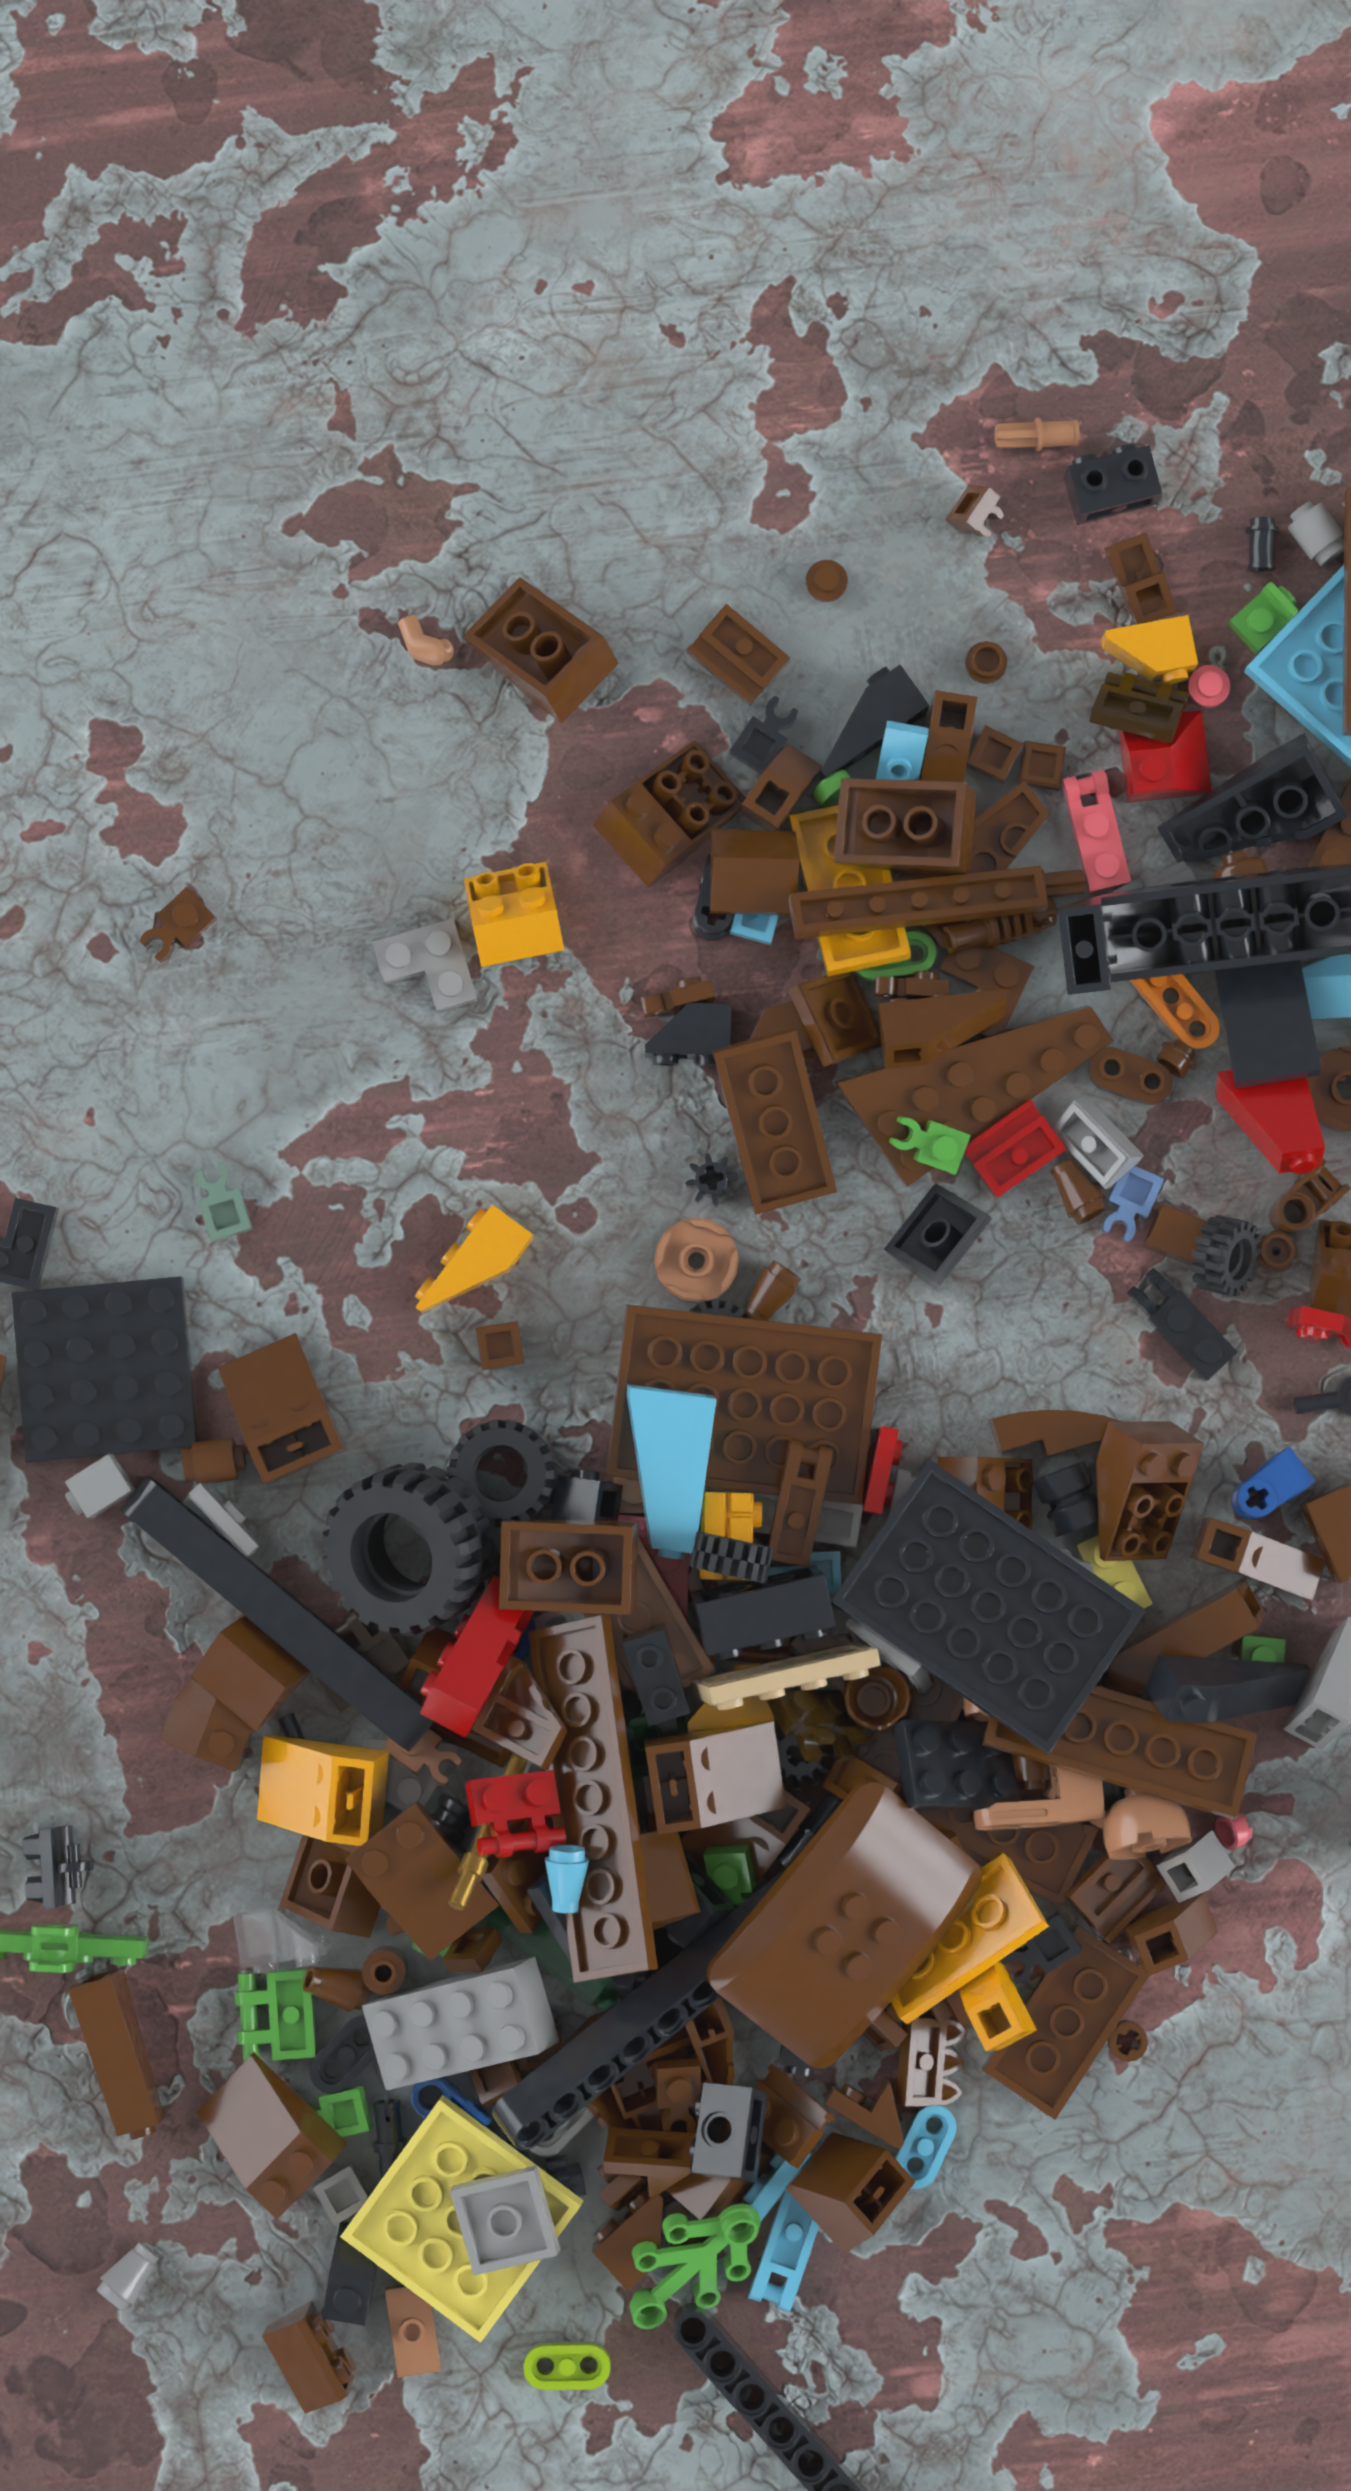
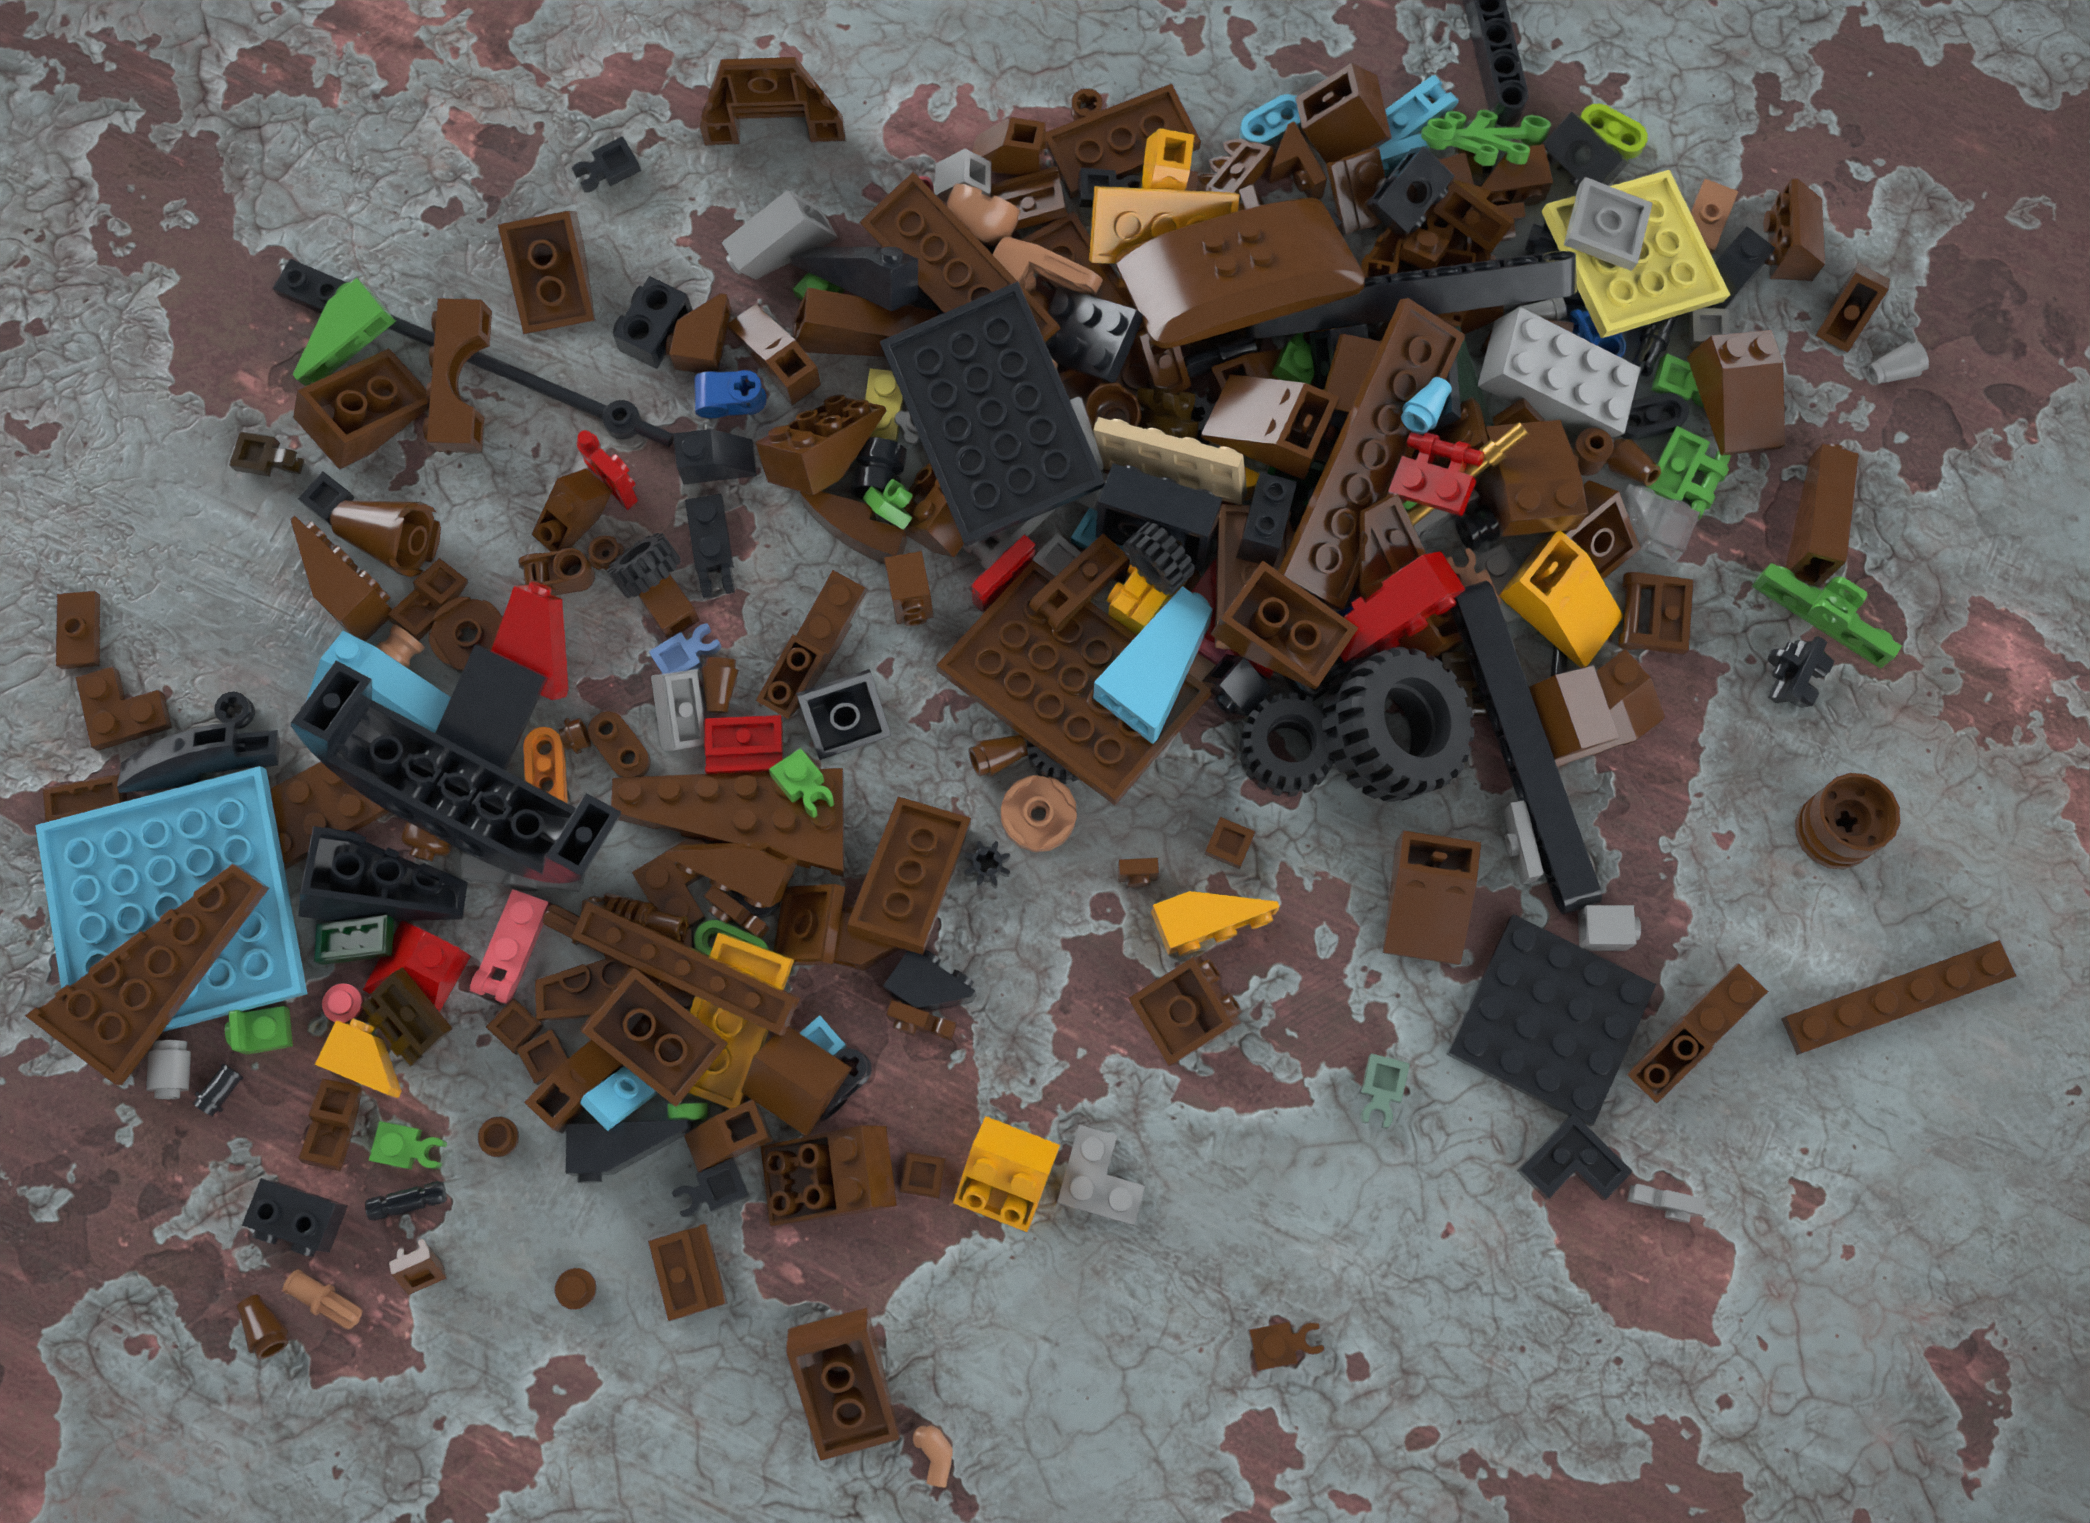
camera: 145 degrees left, 10 degrees down
(208, 2314) = (1853, 307): none -> reddish brown slope
(213, 1461) = (1506, 892): reddish brown brick -> none
(214, 1848) = (1668, 613): none -> reddish brown plate
(443, 1162) = (1186, 1009): none -> reddish brown plate
(557, 2321) = (1573, 135): none -> black brick
(567, 1262) = (1138, 871): none -> reddish brown plate
(588, 868) = (922, 1175): none -> reddish brown tile
(956, 1392) = (909, 588): none -> reddish brown brick
(1014, 1283) = (813, 646): none -> reddish brown slope
(1027, 559) = (405, 1200): none -> black axle
(1031, 1463) = (890, 503): none -> bright green tile
(1066, 600) = (400, 1146): none -> bright green plate
(1071, 379) = (262, 1329): none -> reddish brown cone
(1239, 746) = (354, 940): none -> dark green plate
(1239, 1413) = (713, 456): none -> black slope

